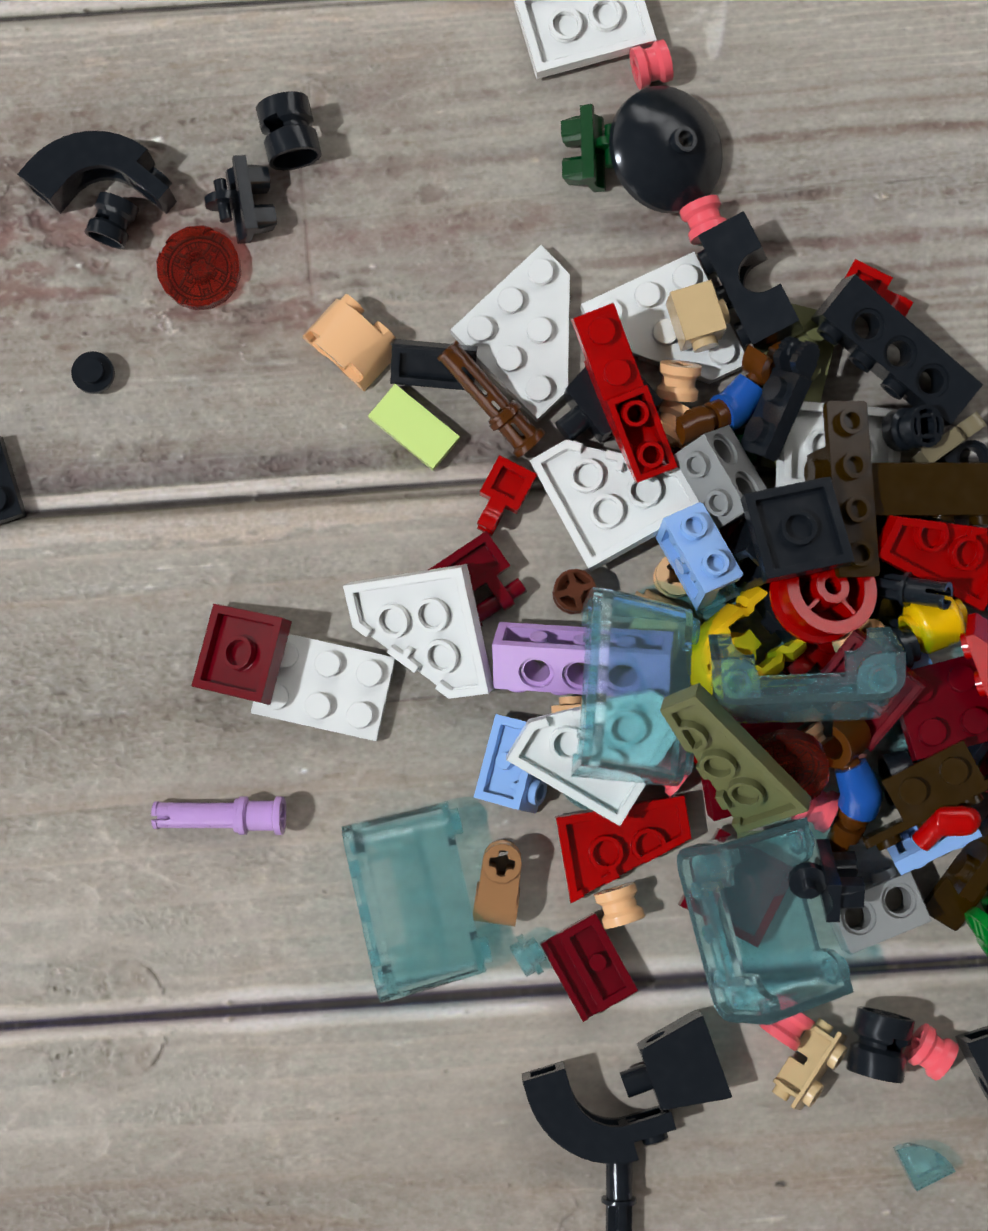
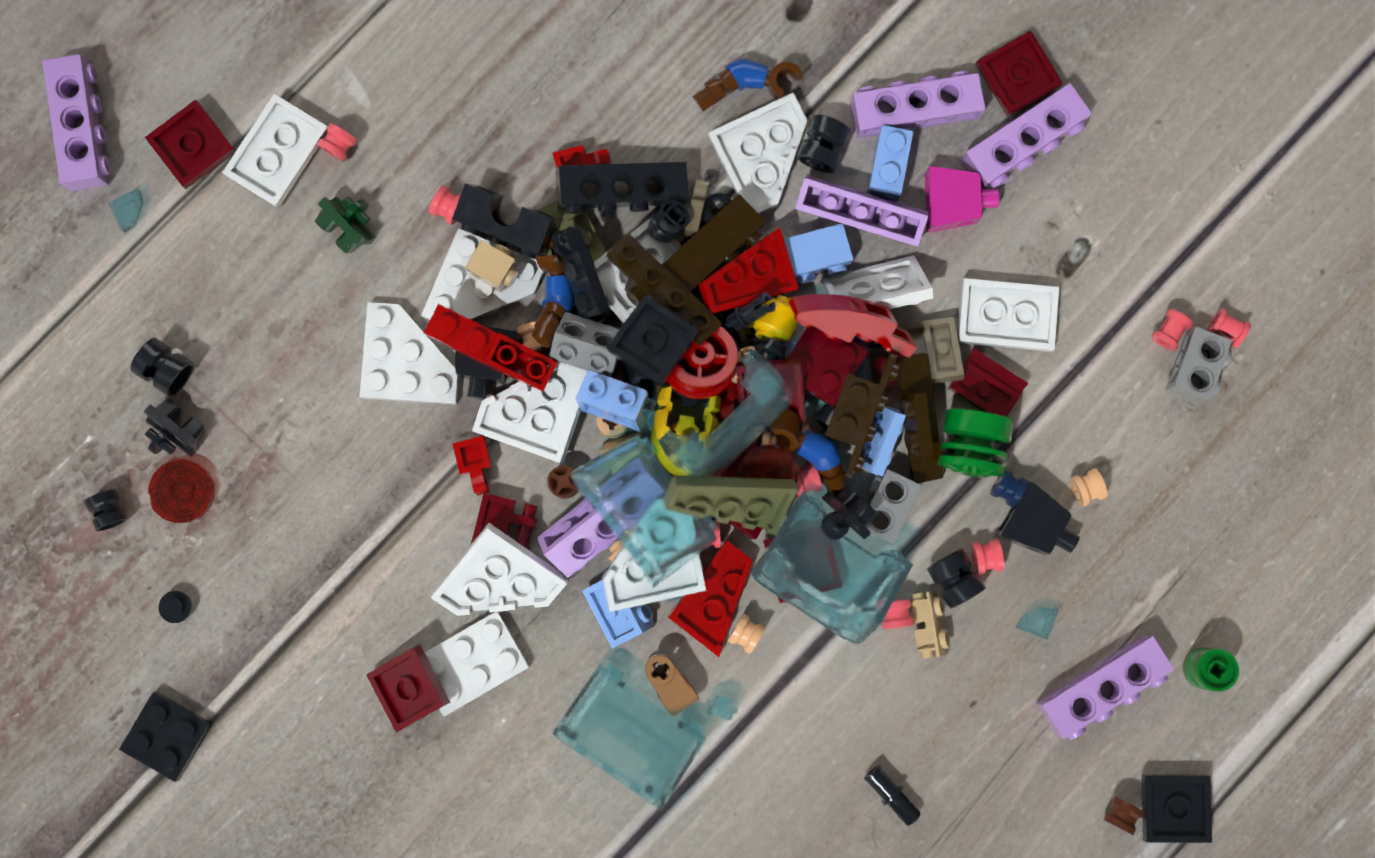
camera: 45 degrees left, 0 degrees up
(94, 156) = (53, 494): black arch -> none
(241, 815) = (490, 779): lavender pin -> none
(352, 341) = (309, 455): light nougat cylinder -> none
(414, 427) = (389, 471): yellowish green tile -> none
(417, 364) = (368, 425): black tile -> none
(454, 359) = (377, 413): reddish brown pin -> none
(583, 1132) = (839, 776): black arch -> none
(588, 966) = (760, 683): dark red plate -> none
(649, 153) = (382, 198): black dish -> none
(678, 380) = (515, 310): light nougat wheel -> none
(679, 1065) = (858, 692): black torso -> none
(947, 822) = (878, 426): red arm -> none

